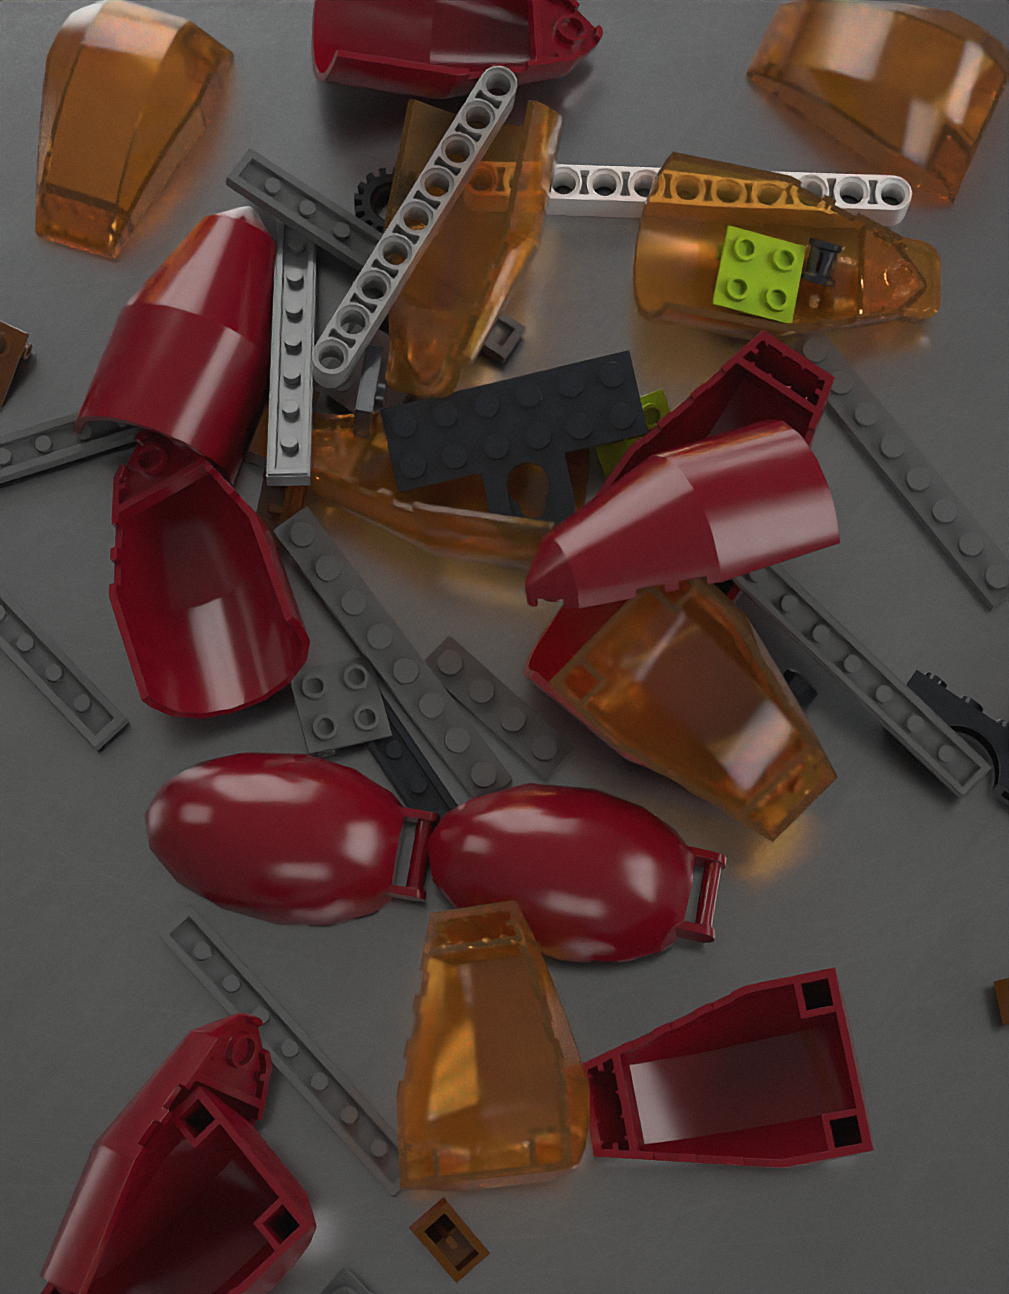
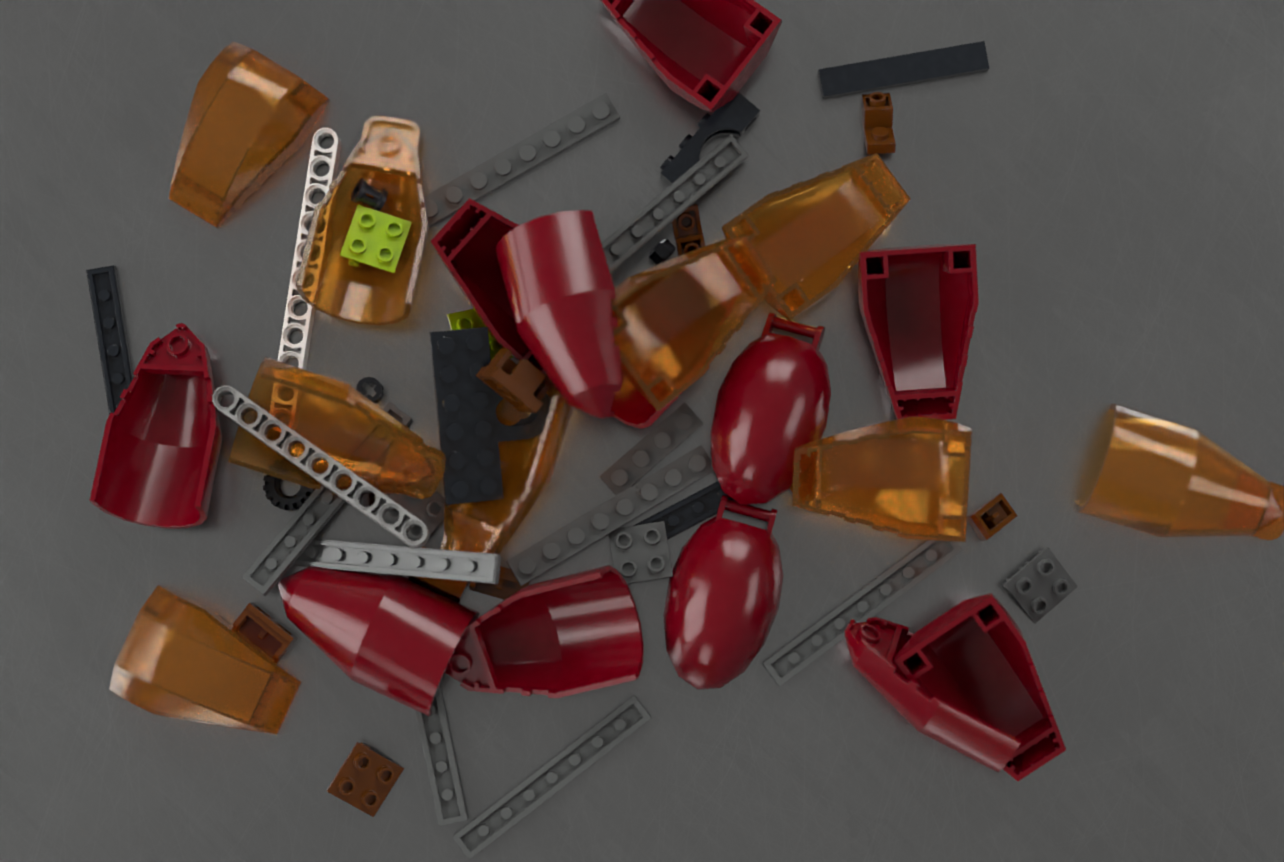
camera: 85 degrees left, 10 degrees up
(180, 198) = (264, 631): none -> reddish brown hinge
(370, 392) = (435, 509): black plate -> none
(541, 310) = (371, 382): none -> black bush
(569, 473) = (516, 383): none -> reddish brown panel
(841, 724) = (688, 230): none -> reddish brown slope
(861, 898) = (818, 228): none -> clear orange windscreen

